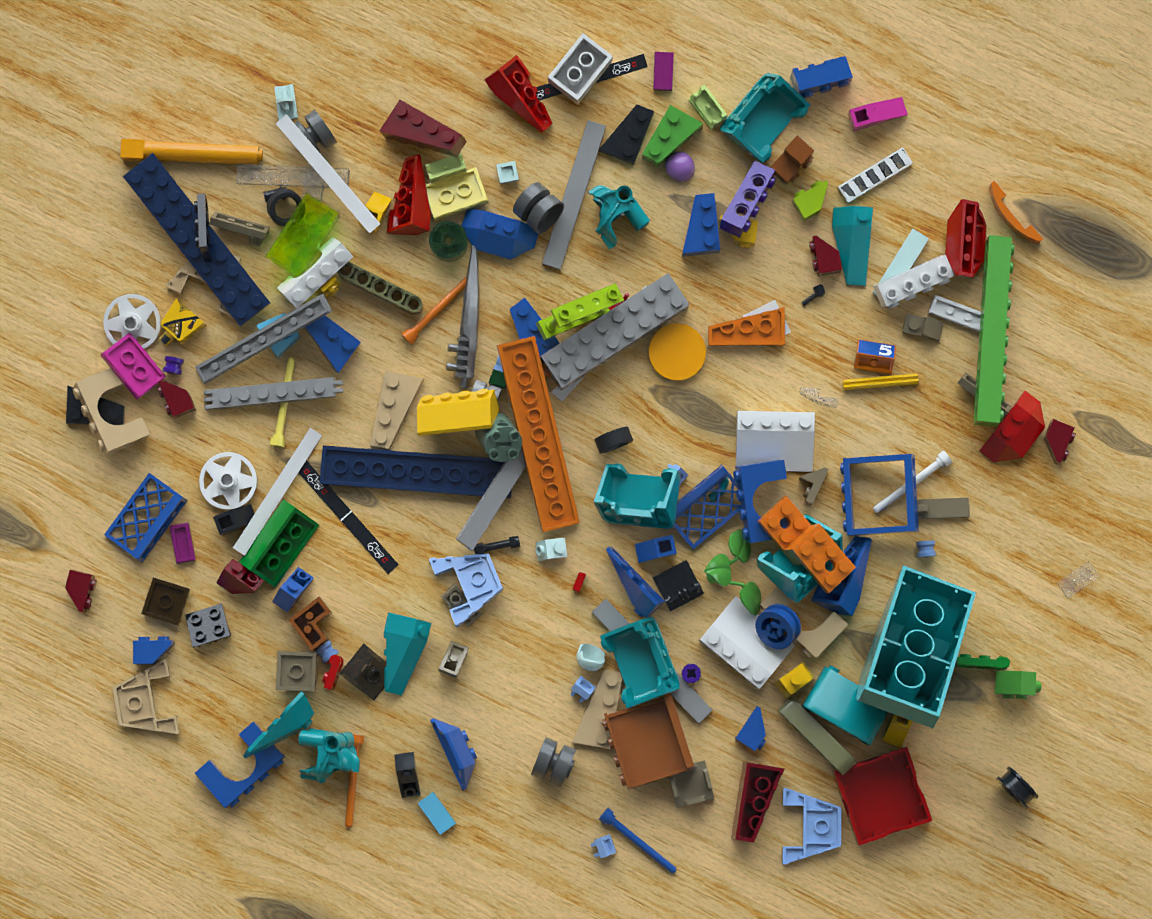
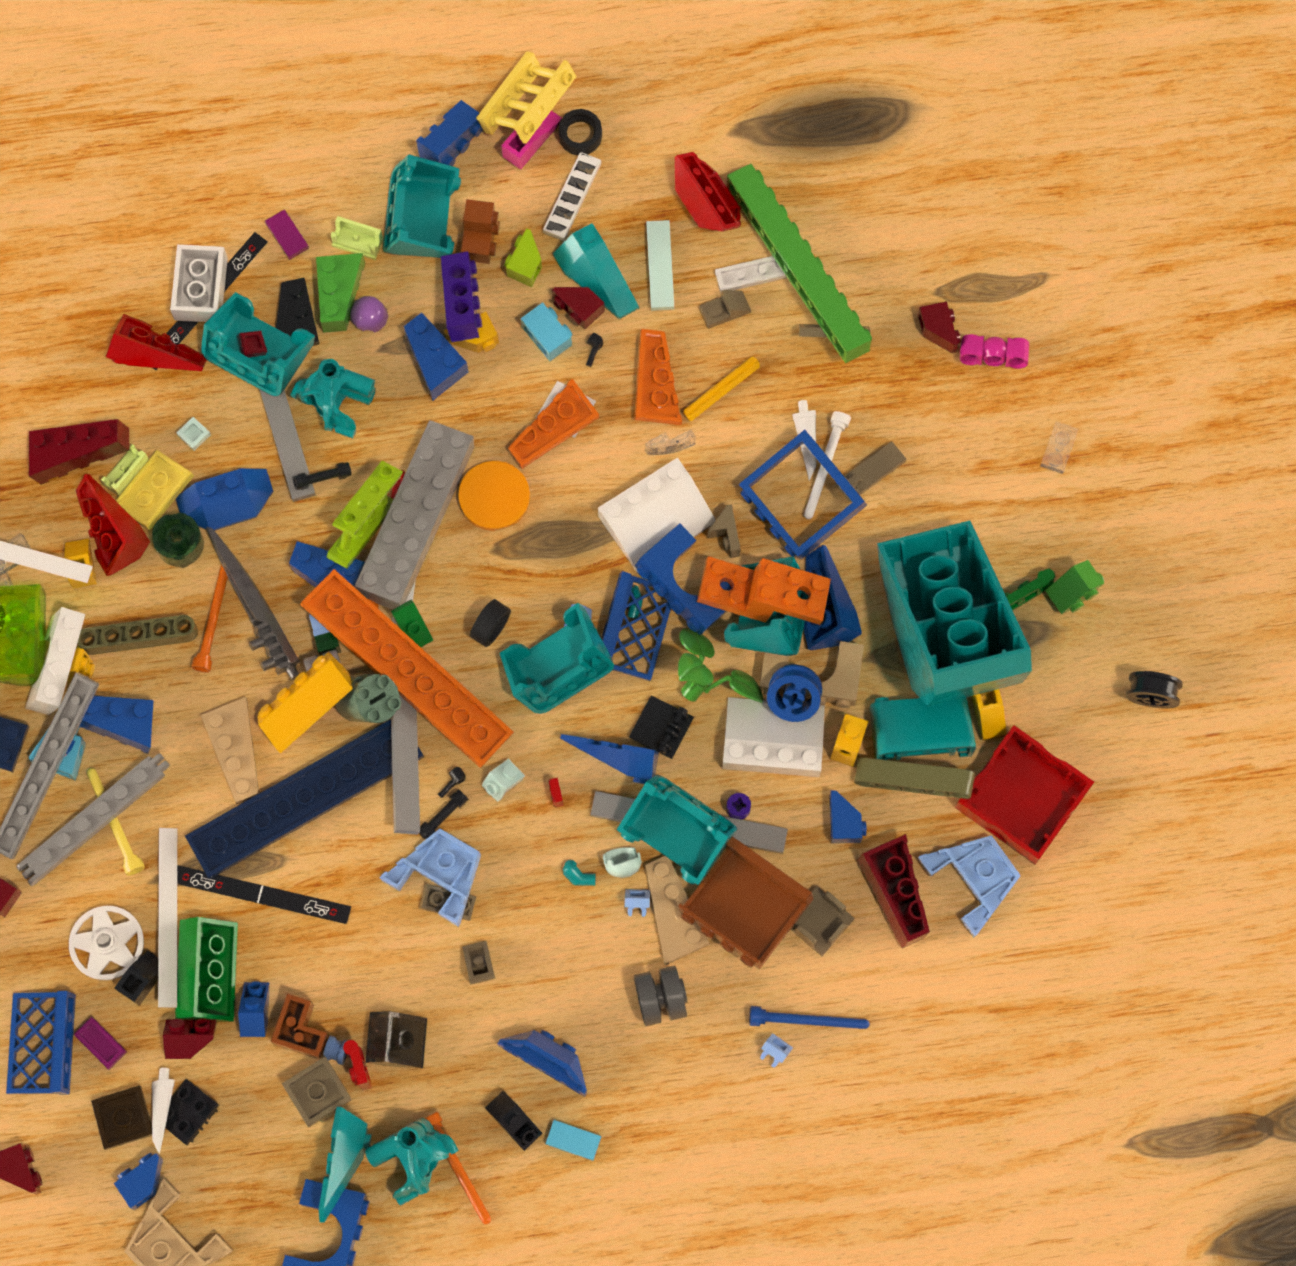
camera: 40 degrees left, 10 degrees down
(197, 606) = (161, 1099): none -> white bar
(404, 646) = (416, 983): teal wedge -> none
(524, 526) = (457, 777): none -> black hand
(538, 207) = (249, 443): dark grey wheel -> none
(554, 645) = (576, 877): none -> teal arm
(562, 405) = (411, 623): none -> green plate
(586, 137) = (252, 344): none -> dark red tile
(587, 140) = (267, 372): none -> teal windscreen
(587, 265) = (341, 470): none -> black bar
(655, 549) = (612, 703): blue slope -> none
(790, 261) = (546, 331): none -> medium azure brick
(834, 353) = (655, 382): none -> orange wing
(875, 356) = (698, 368): panel -> none
(887, 70) = (515, 86): none -> light yellow fence
(913, 281) = (684, 267): white brick -> none
(917, 119) = (580, 115): none -> black tyre
(918, 447) = (806, 420): none -> white bar
(925, 549) = (886, 519): medium blue wheel -> none
(1016, 431) = (892, 347): red wedge -> none
(1029, 233) = (734, 150): orange slope -> none
(1082, 483) = (994, 351): none -> dark pink piece

